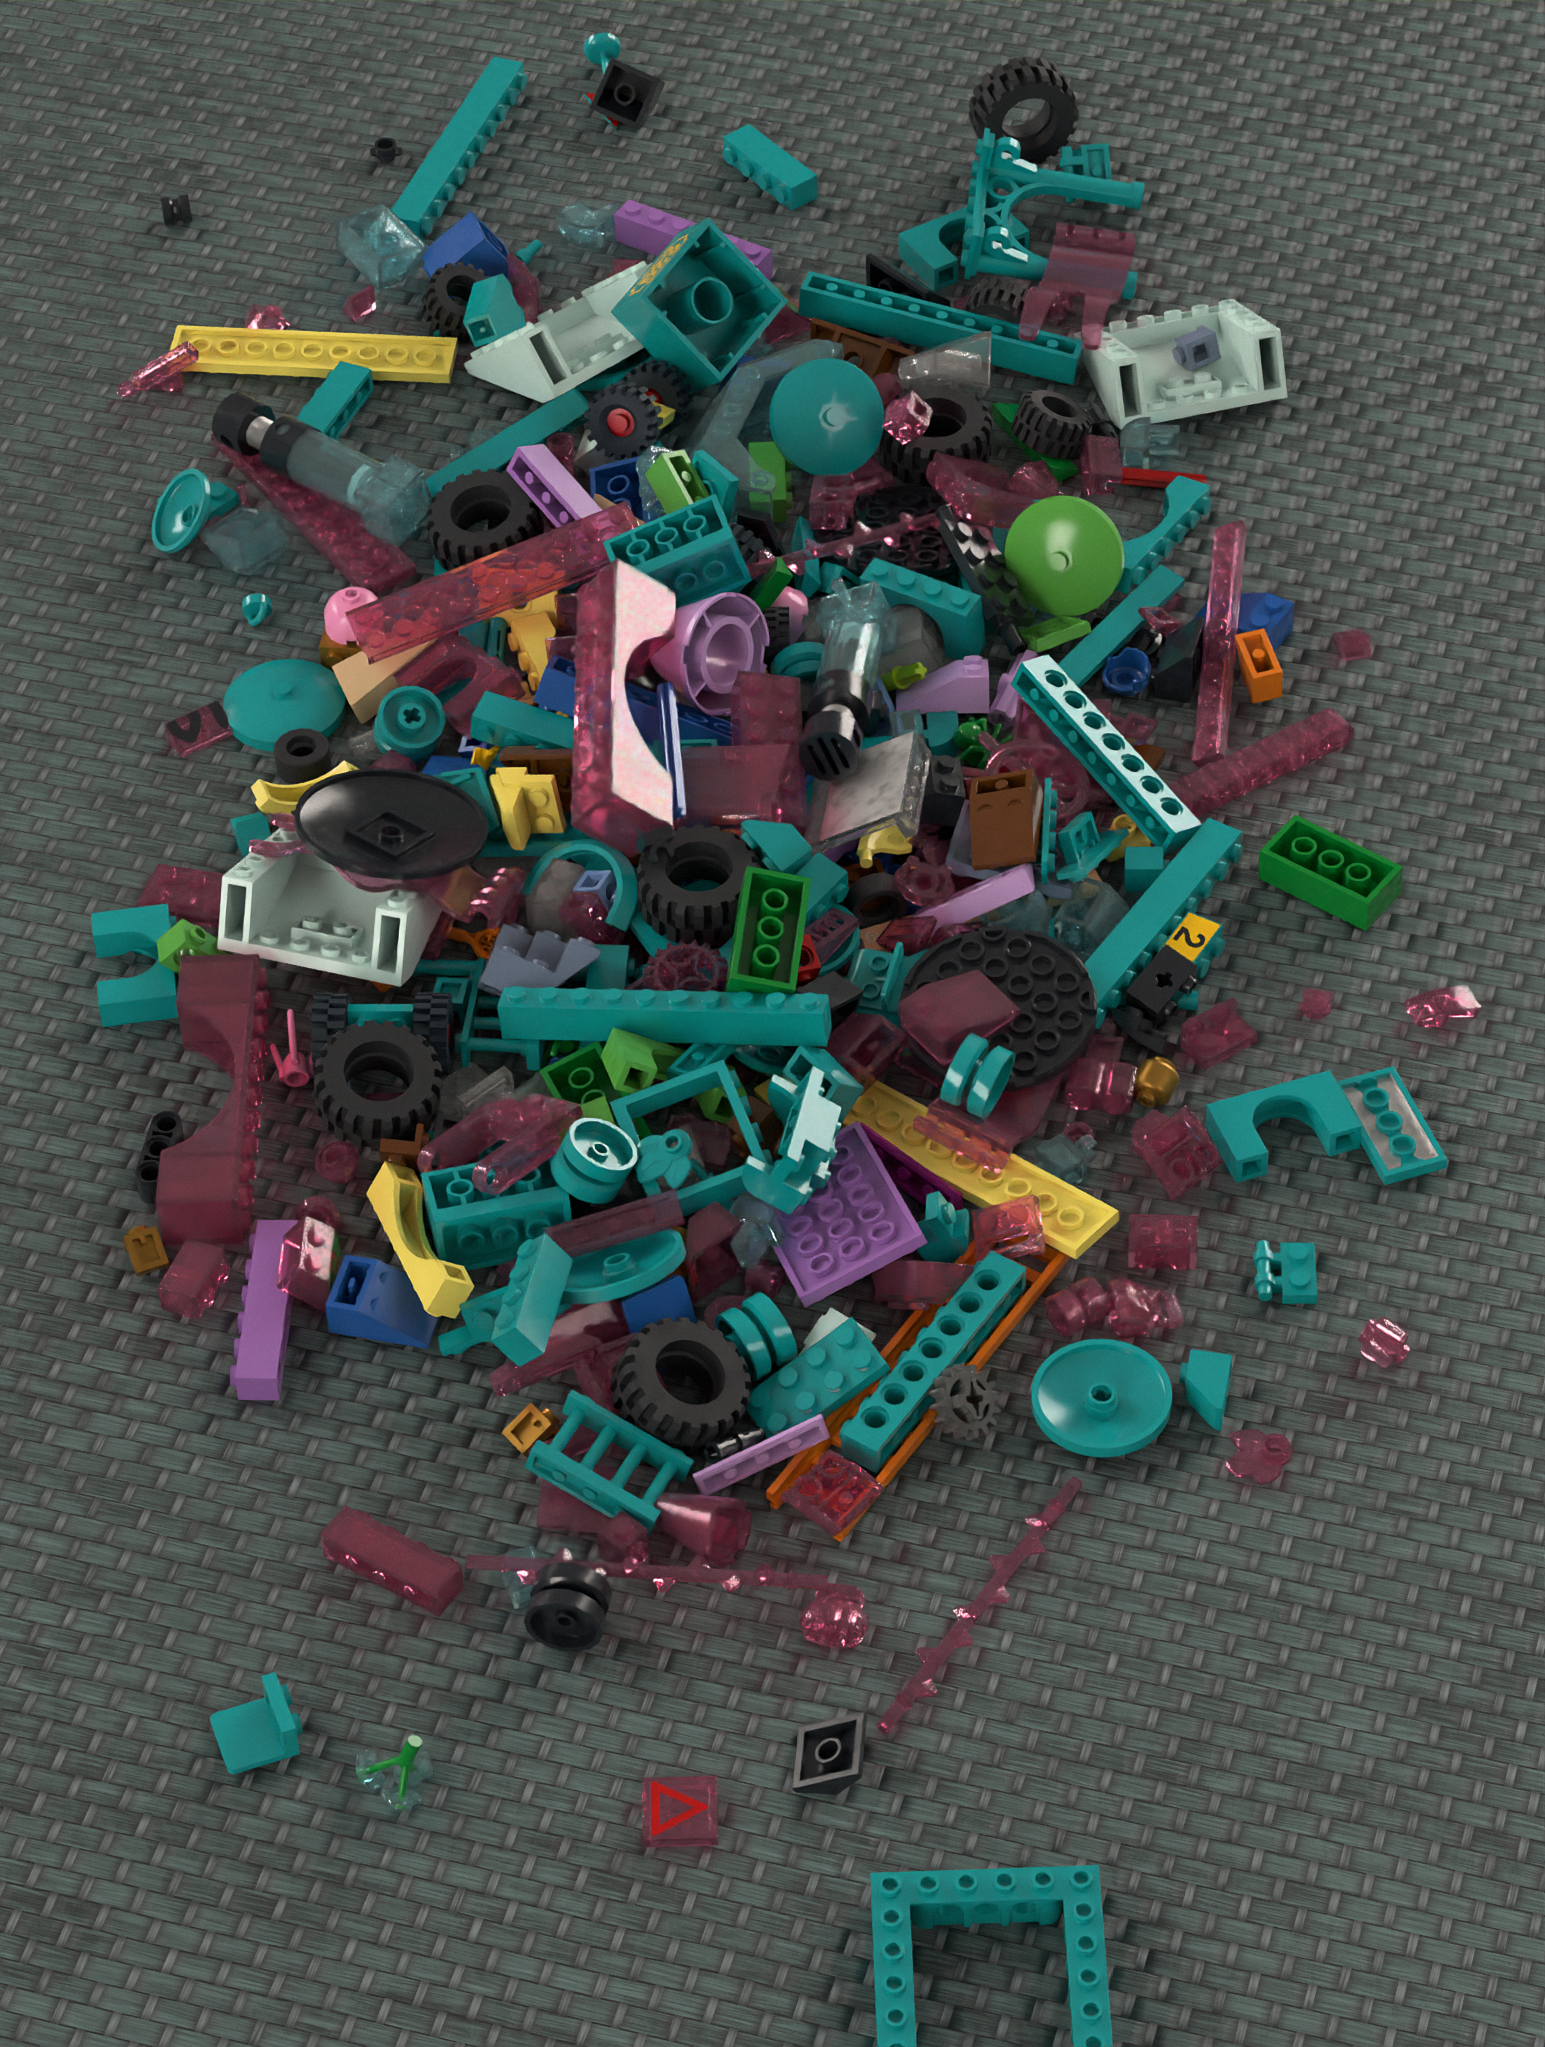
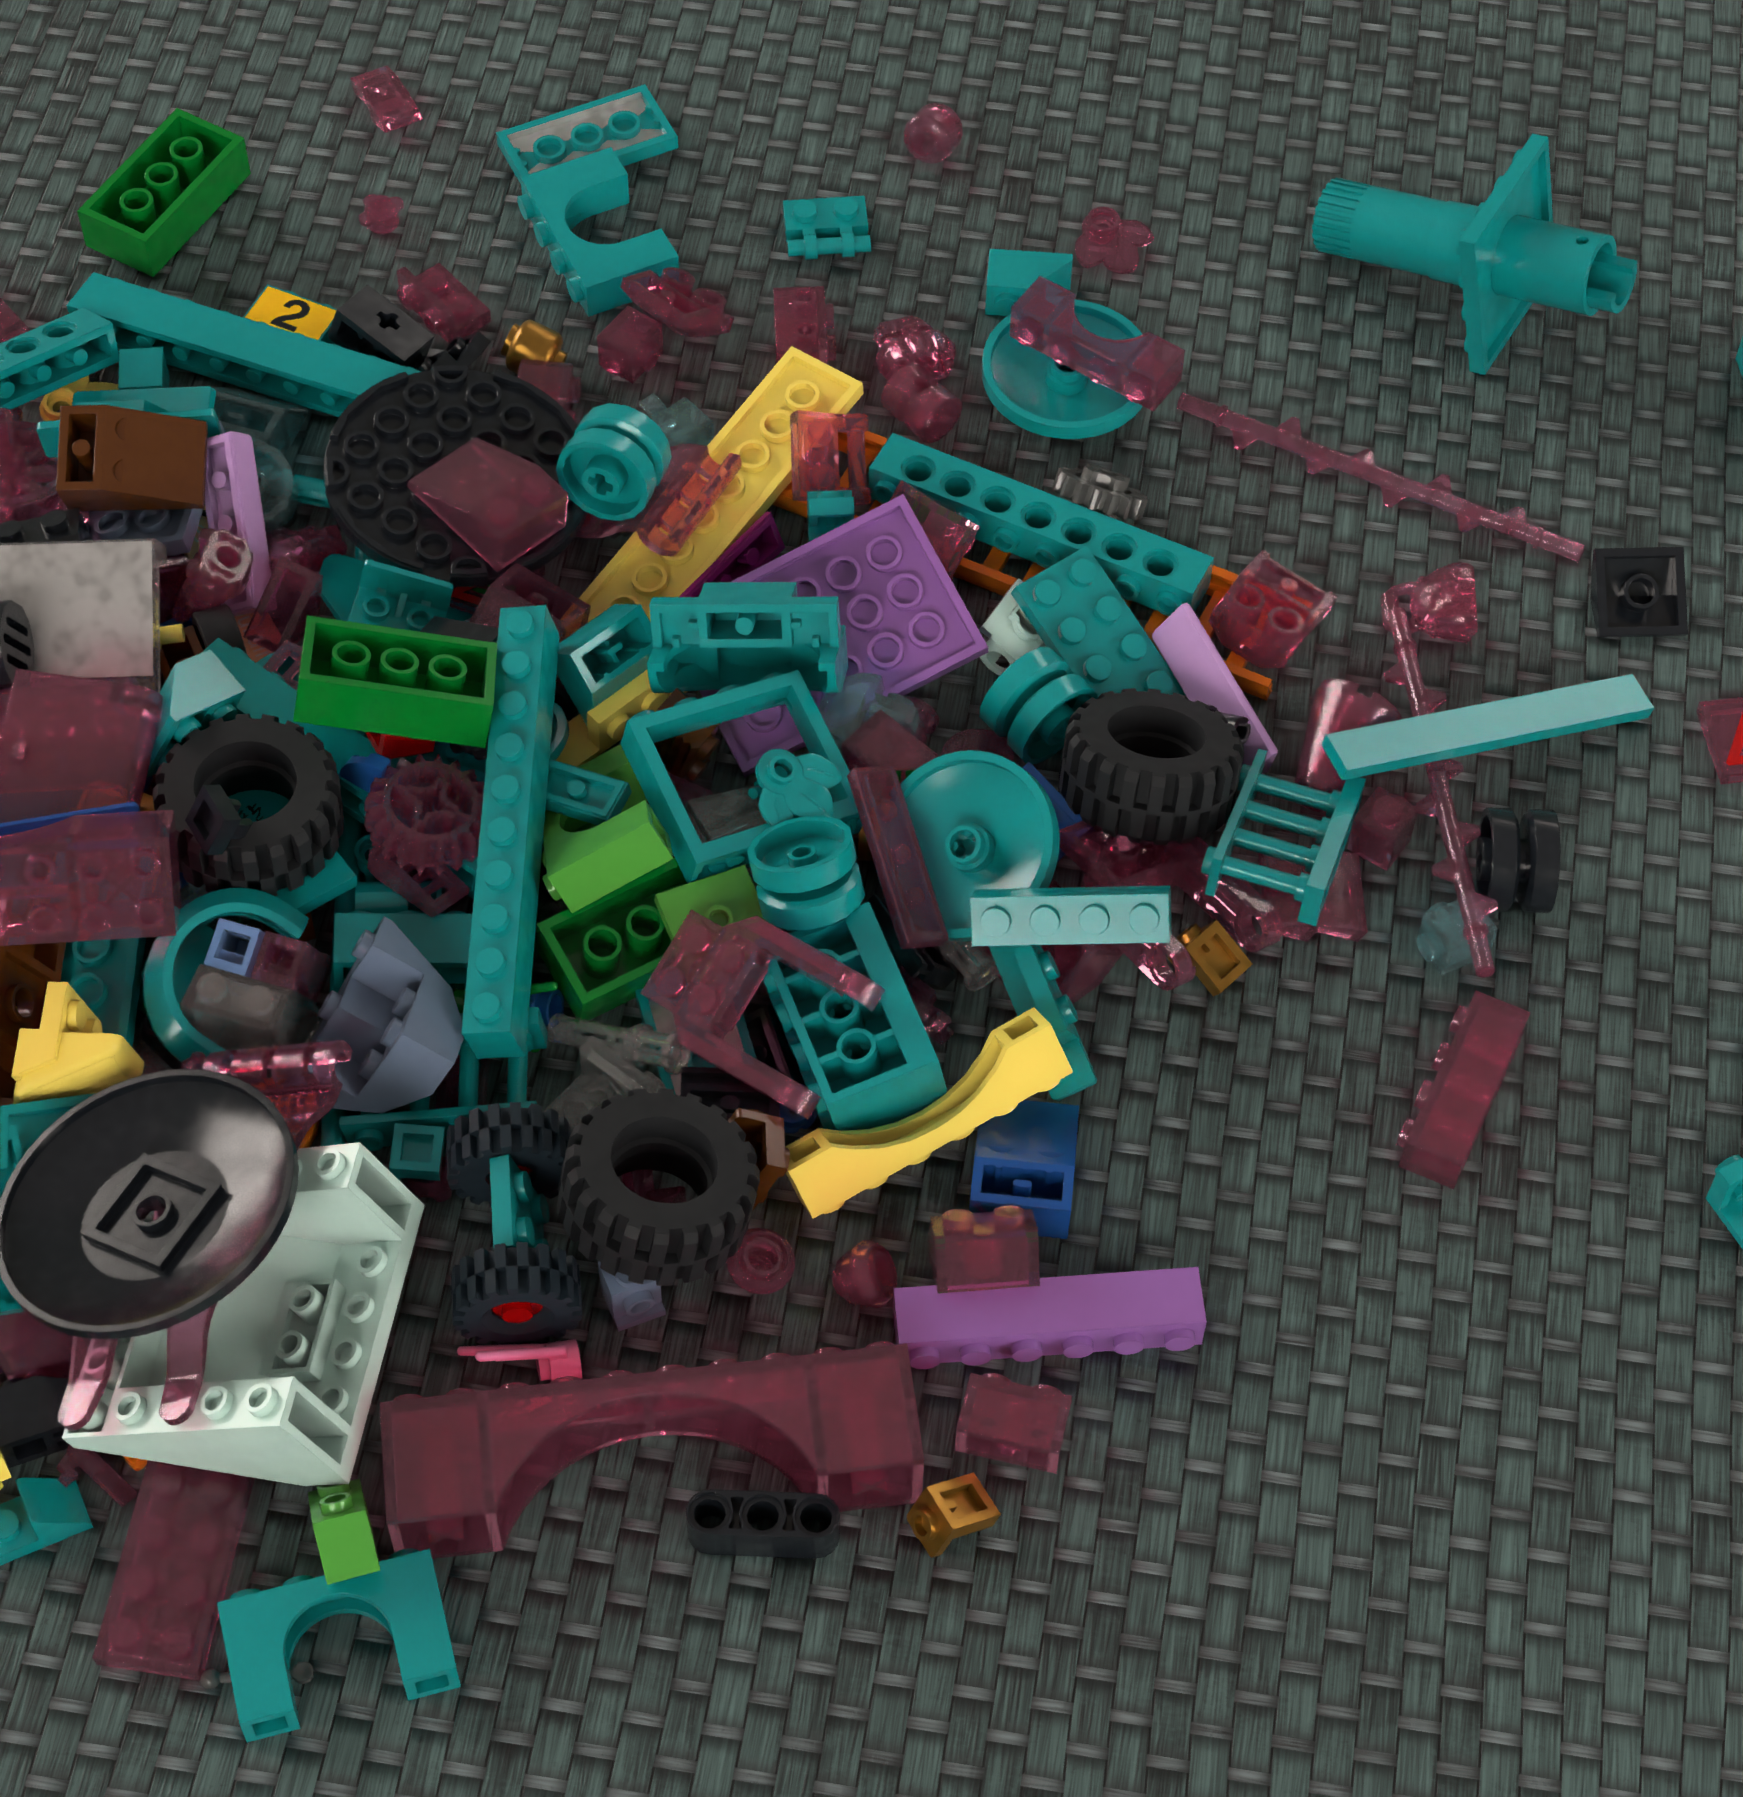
camera: 100 degrees left, 10 degrees up
(696, 1613) = (1486, 726): none -> teal tile
(723, 944) = (363, 770): none -> blue tile
(1130, 1373) = (1137, 367): none -> clear pink arch
(1177, 1673) = (1498, 252): none -> teal piece

